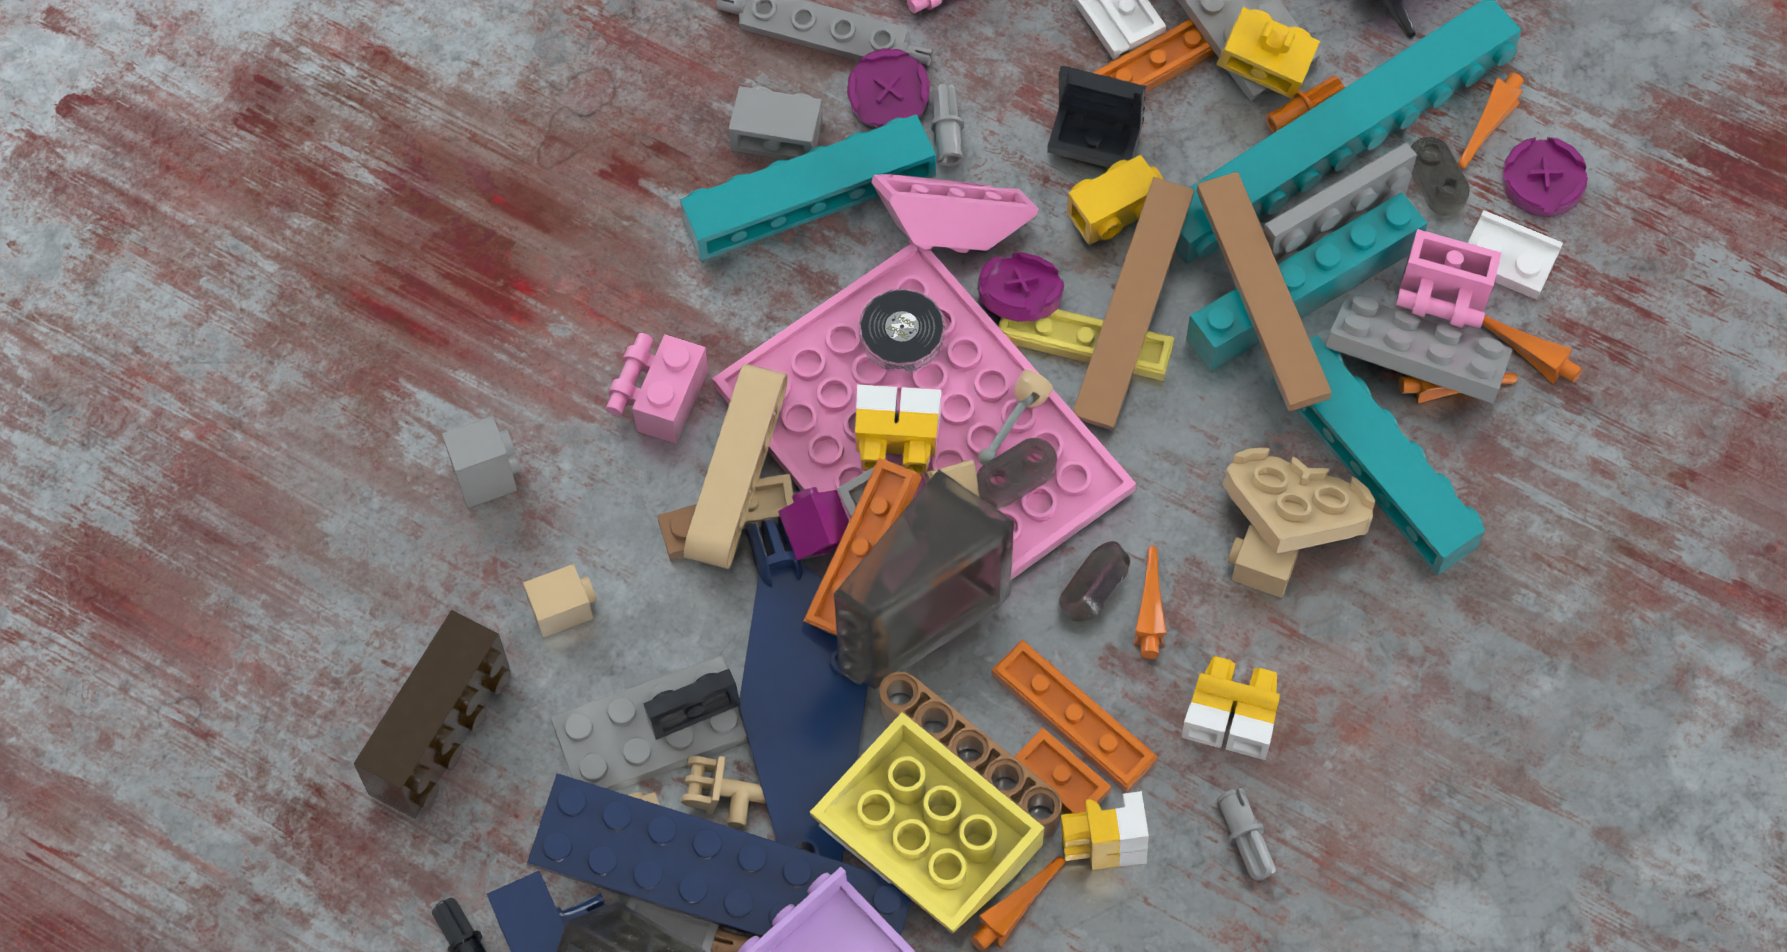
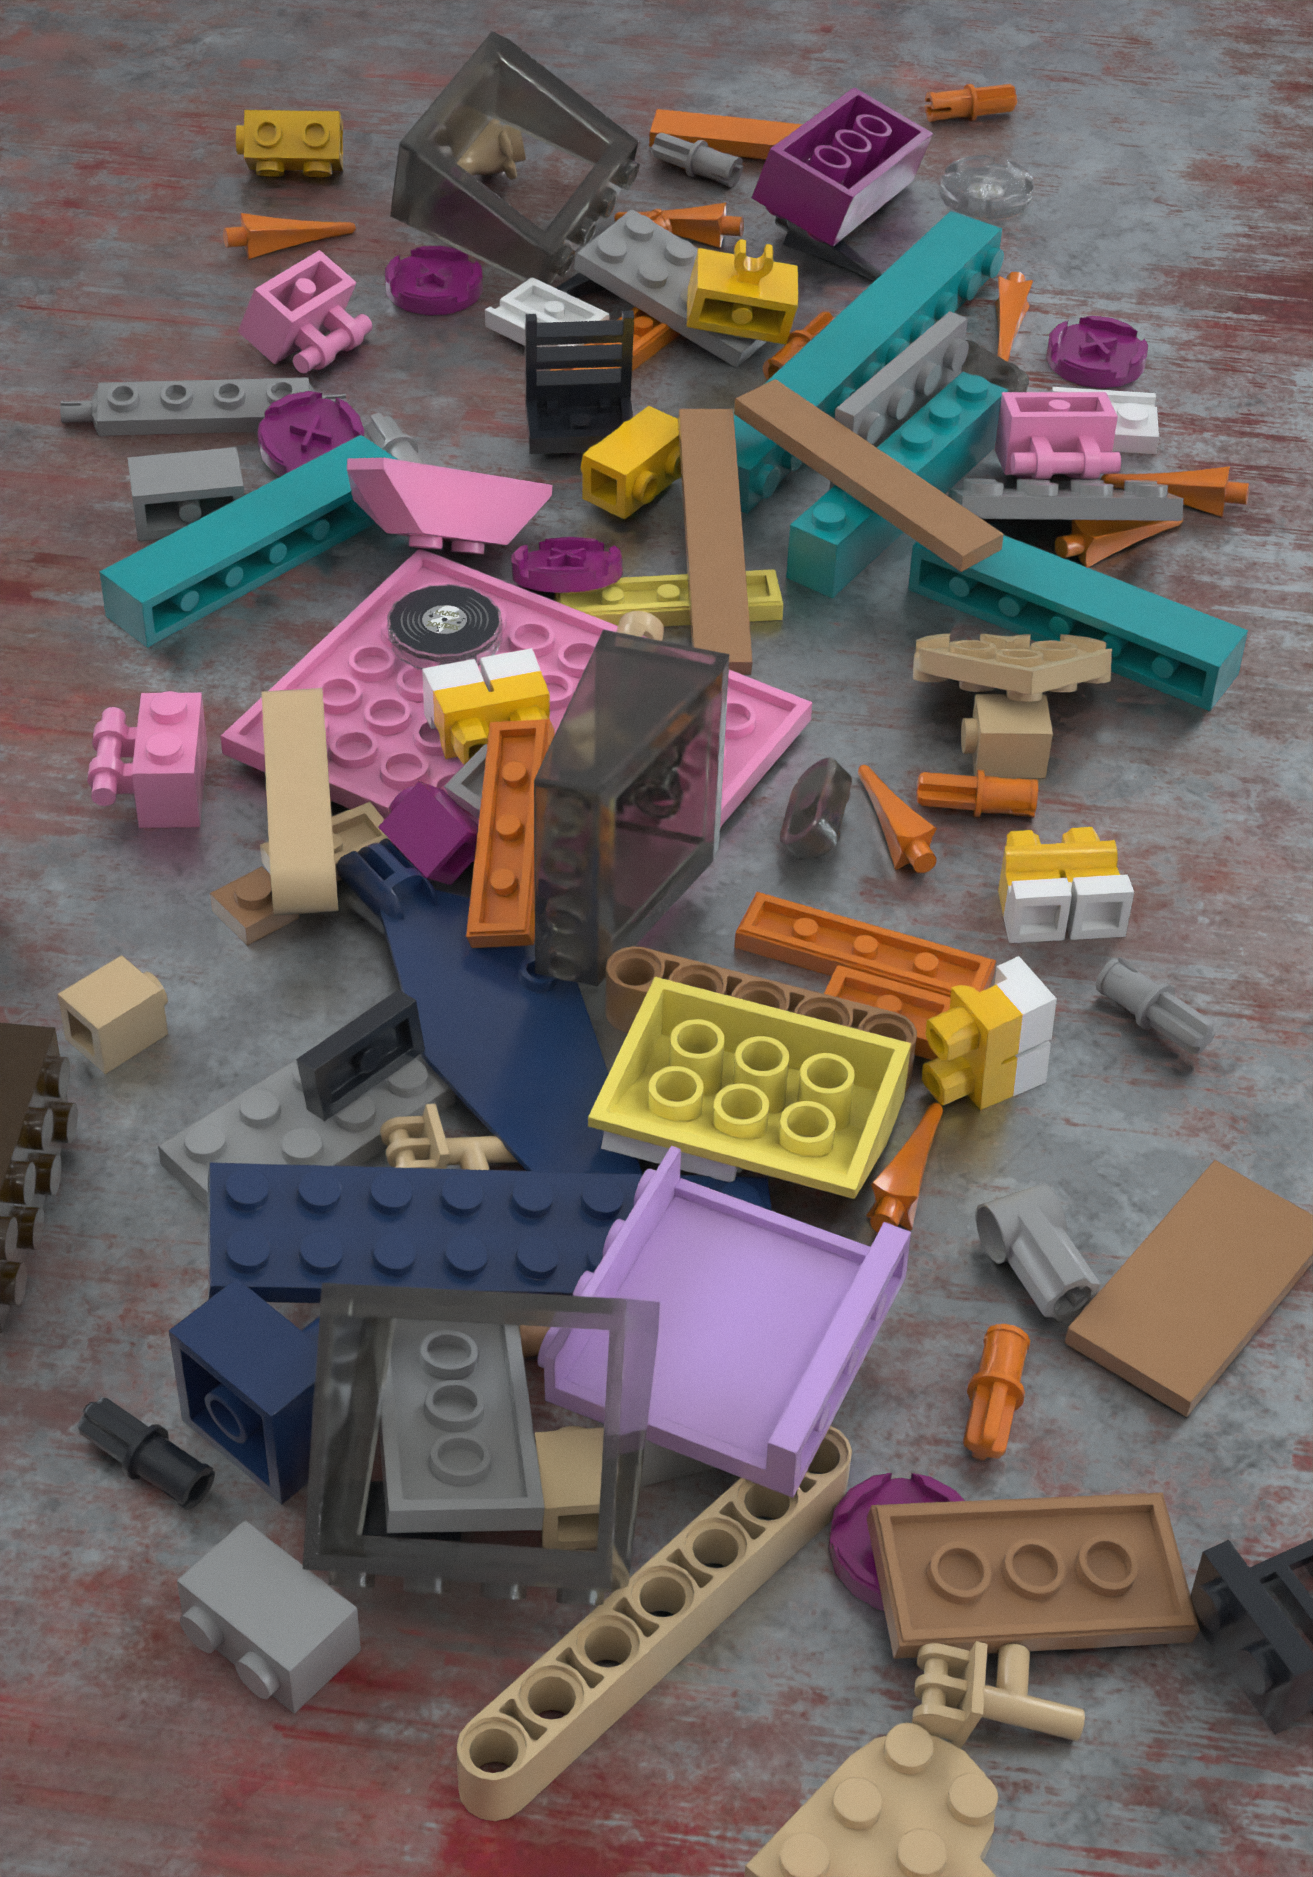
camera: 25 degrees left, 20 degrees down
(1219, 603) = (978, 793): none -> orange axle

